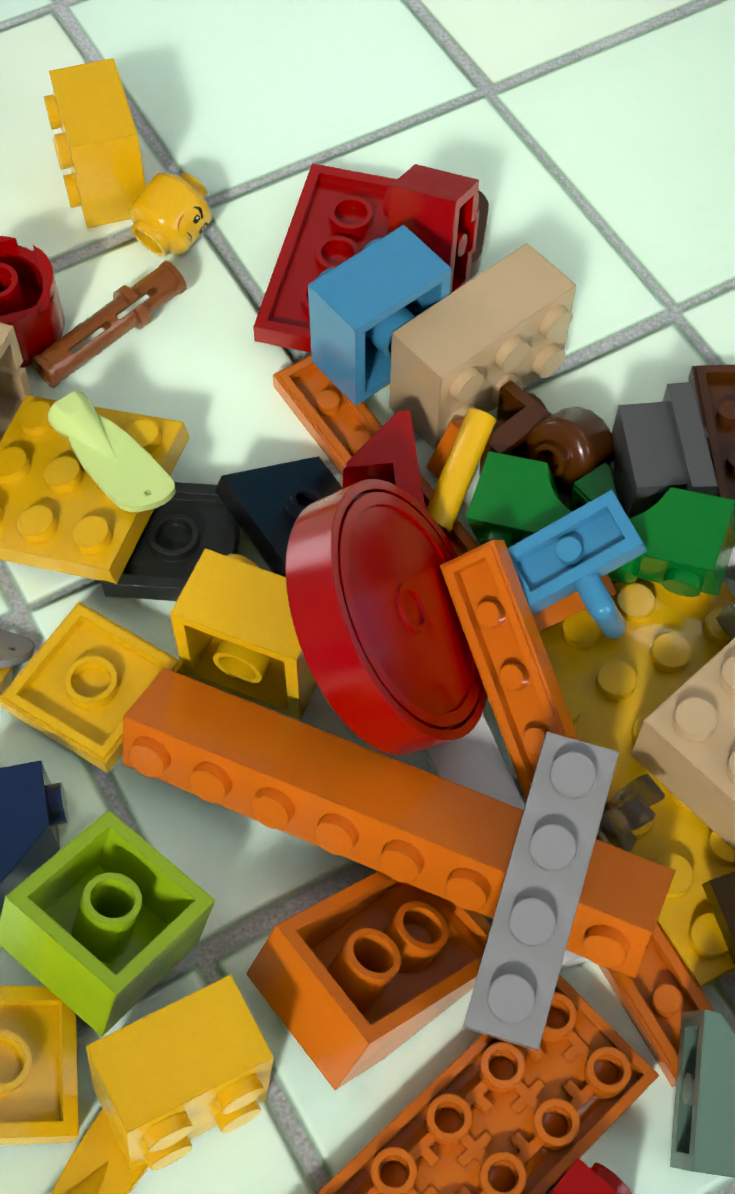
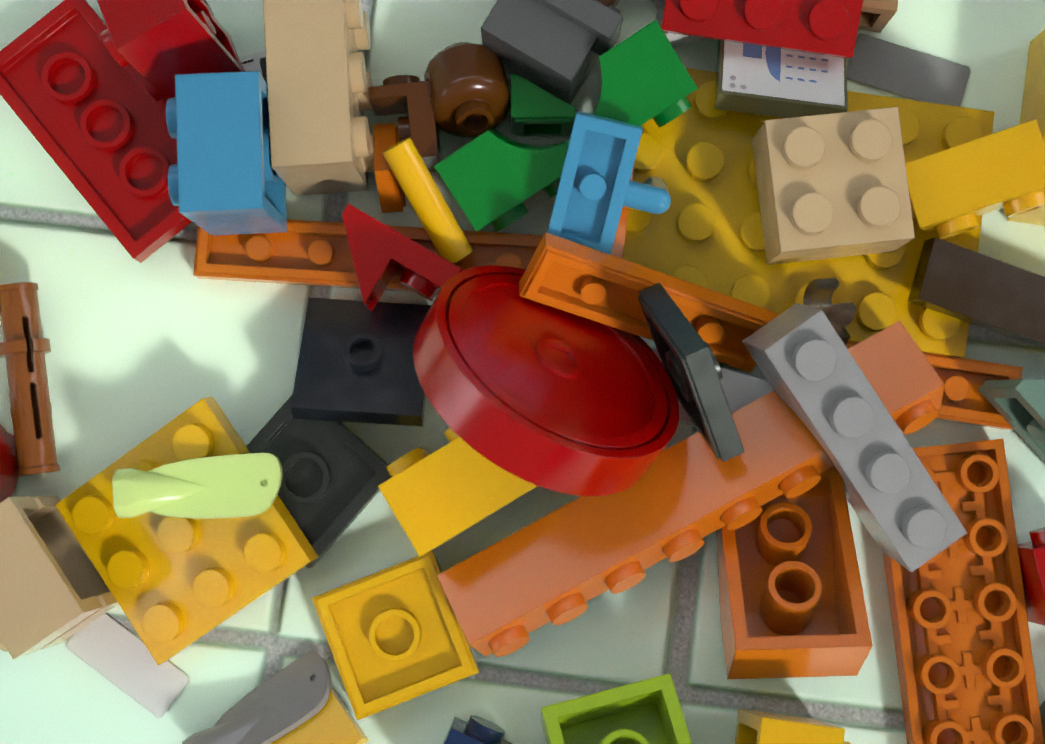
camera: 50 degrees left, 25 degrees up
(484, 720) = (692, 371): none -> pearl dark grey plate

